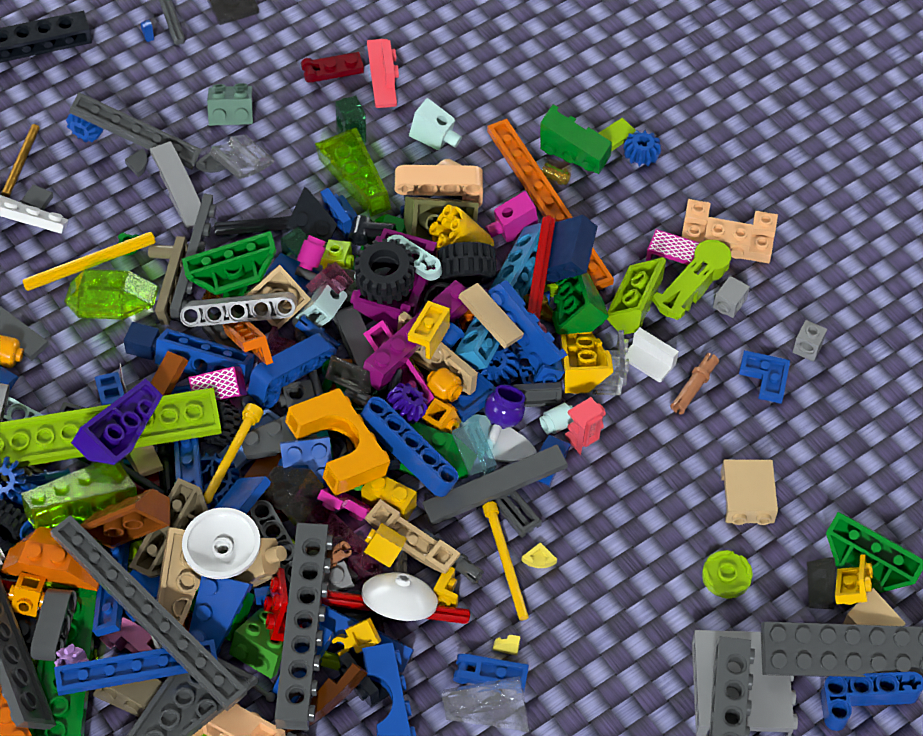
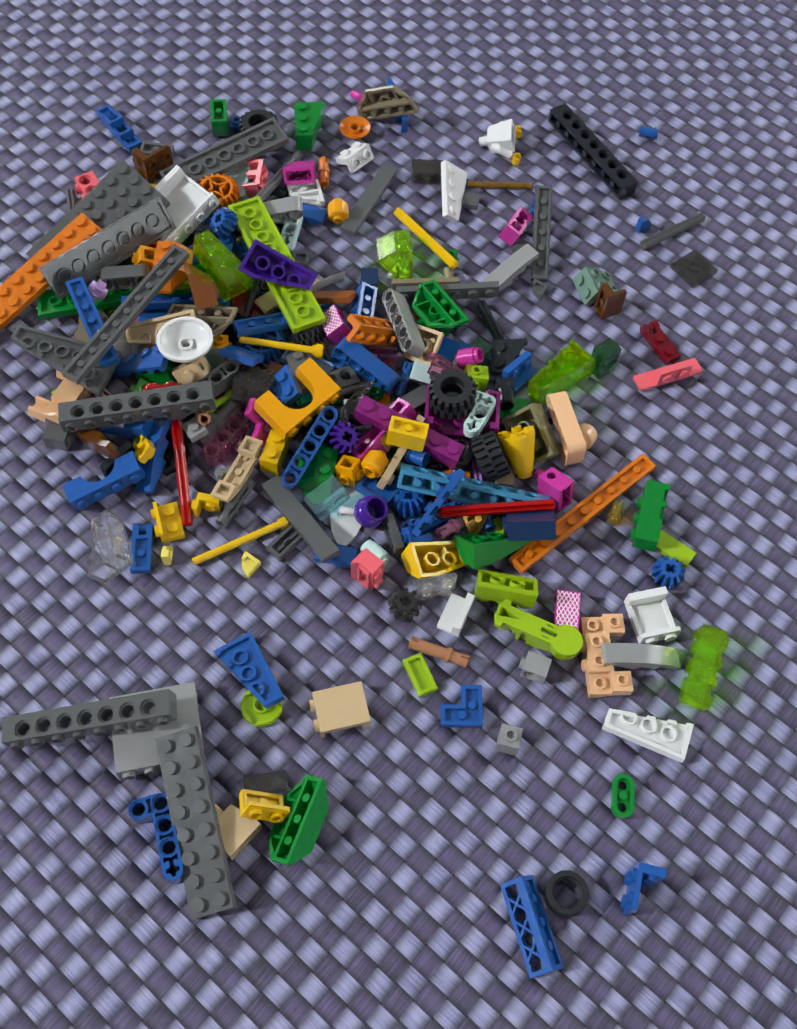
camera: 75 degrees right, 5 degrees up
(109, 157) = (515, 226): none -> dark pink brick
(109, 388) = (323, 271): blue slope -> none
(242, 156) = (550, 304): clear slope -> none
(264, 96) = (609, 302): none -> reddish brown panel
(384, 544) = (225, 451): yellow brick -> none
(399, 596) = (181, 477): white dish -> none
(434, 126) = (624, 414): light aqua torso -> none
(458, 638) = (169, 522): none -> yellow bracket
(491, 315) = (437, 475): tan tile -> none
(631, 402) = (412, 601): none -> clear smoke gear
(680, 573) = (250, 667): none -> blue wing
(691, 179) = (651, 616): none -> white panel
(717, 409) = (420, 675): none -> lime tile
(738, 198) = (640, 655): none -> light grey slope
(759, 150) = (703, 668): none -> clear neon green wedge
(822, 213) = (654, 734): none -> white wing
(883, 260) = (622, 797): none -> green plate

